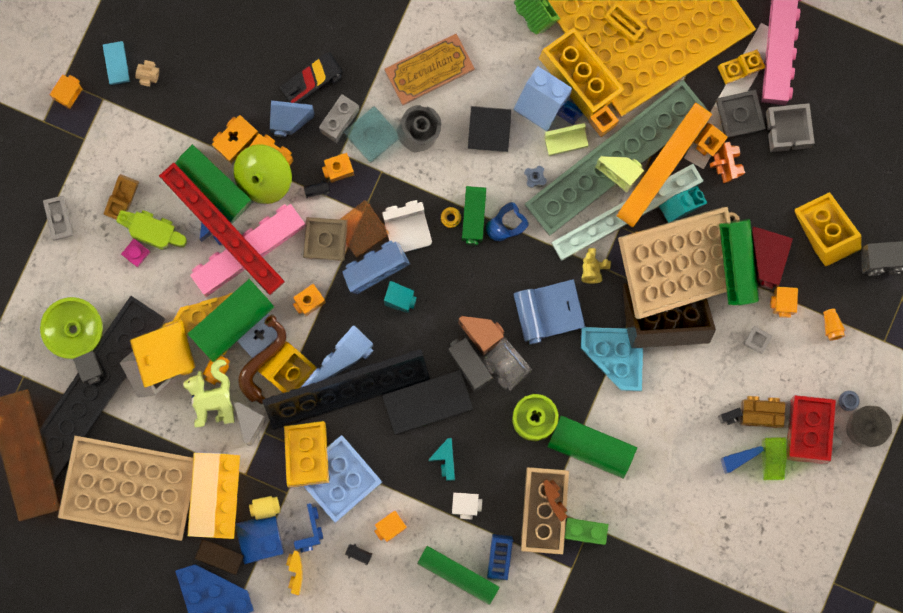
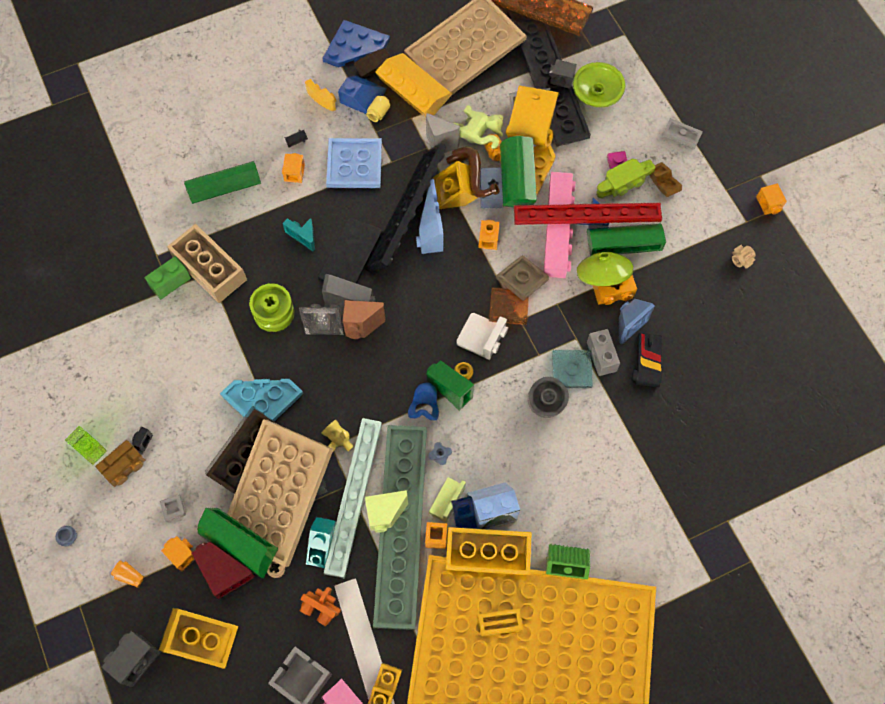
camera: 135 degrees right, 15 degrees down
(116, 63) = (767, 246): medium azure tile -> none
(231, 149) = (647, 275): light orange brick -> none
(306, 454) = (387, 154): yellow tile -> none
(306, 544) = (333, 124): blue bracket -> none
(317, 189) = (560, 304): black pin -> none
(338, 168) = (566, 324): light orange brick -> none
(375, 267) = (472, 288): medium blue slope -> none
(399, 297) = (437, 287): teal slope -> none
(429, 69) = (588, 447): tile -> none
(466, 505) = (261, 221): white brick -> none
(489, 128) = (505, 451): black slope -> none
(500, 539) = (215, 226): blue slope -> none
(546, 311) = (335, 379): medium blue door -> none
(551, 491) = (209, 265): dark orange slope -> none
(592, 447) = (217, 332): green brick -> none
(664, 165) = (361, 552): light orange beam -> none
(716, 137) = (343, 603): light orange brick -> none
(735, 460) = (108, 419): blue slope -> none
(740, 114) = (348, 651): dark grey plate -> none
(811, 430) = (72, 485): red piece -> none
(869, 415) = (21, 528): clear smoke brick -> none

